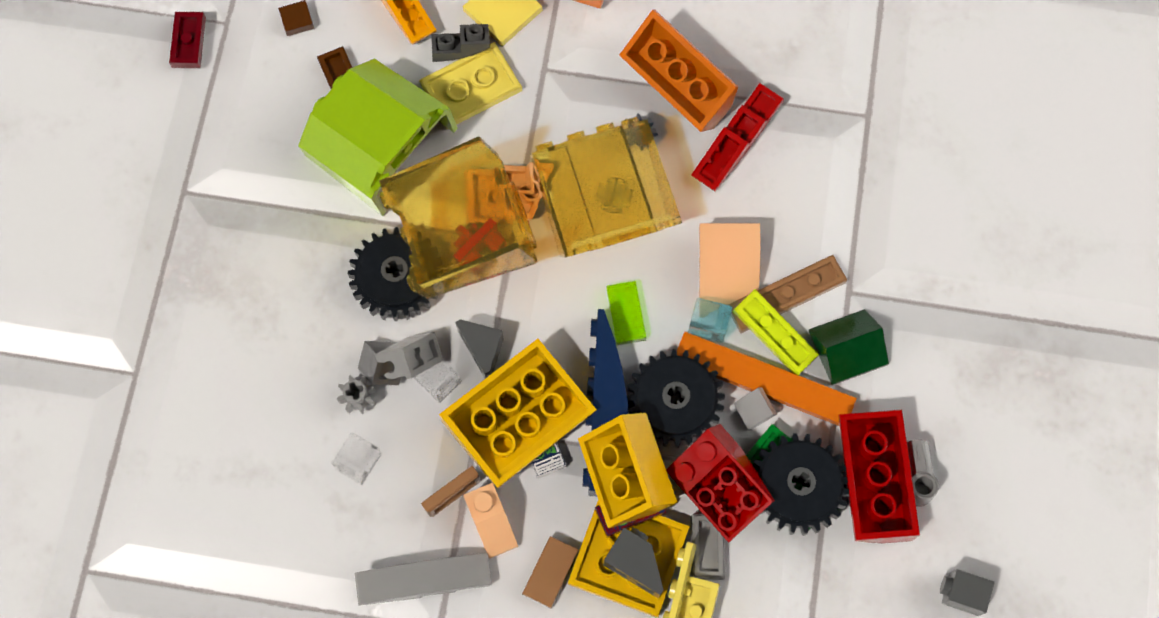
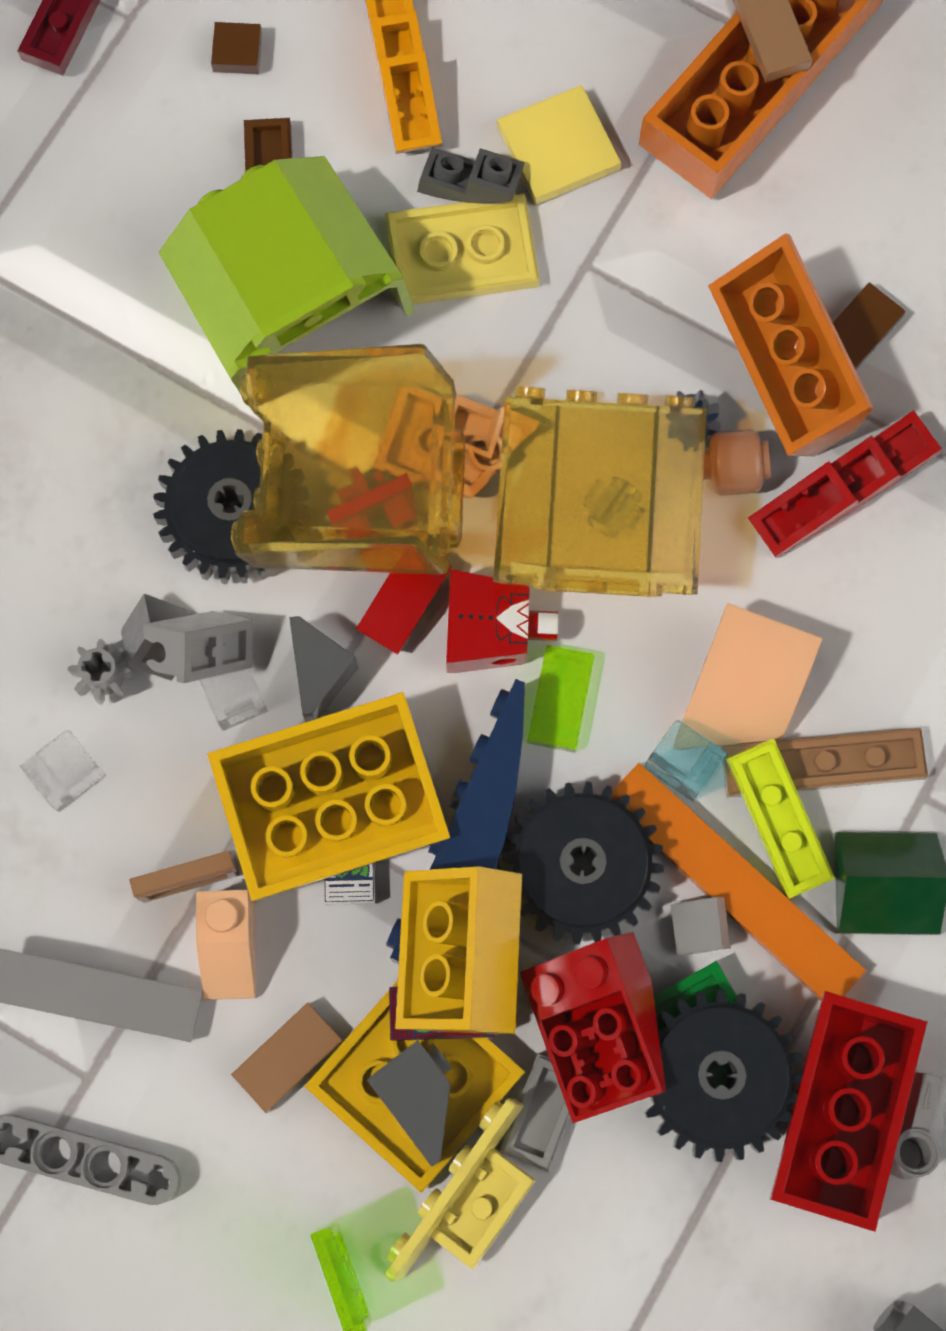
camera: 20 degrees right, 5 degrees up
(515, 294) = (399, 607): none -> red slope
(571, 284) = (492, 623): none -> red torso
(674, 145) = (737, 462): none -> nougat head
(715, 43) = (867, 323): none -> reddish brown tile

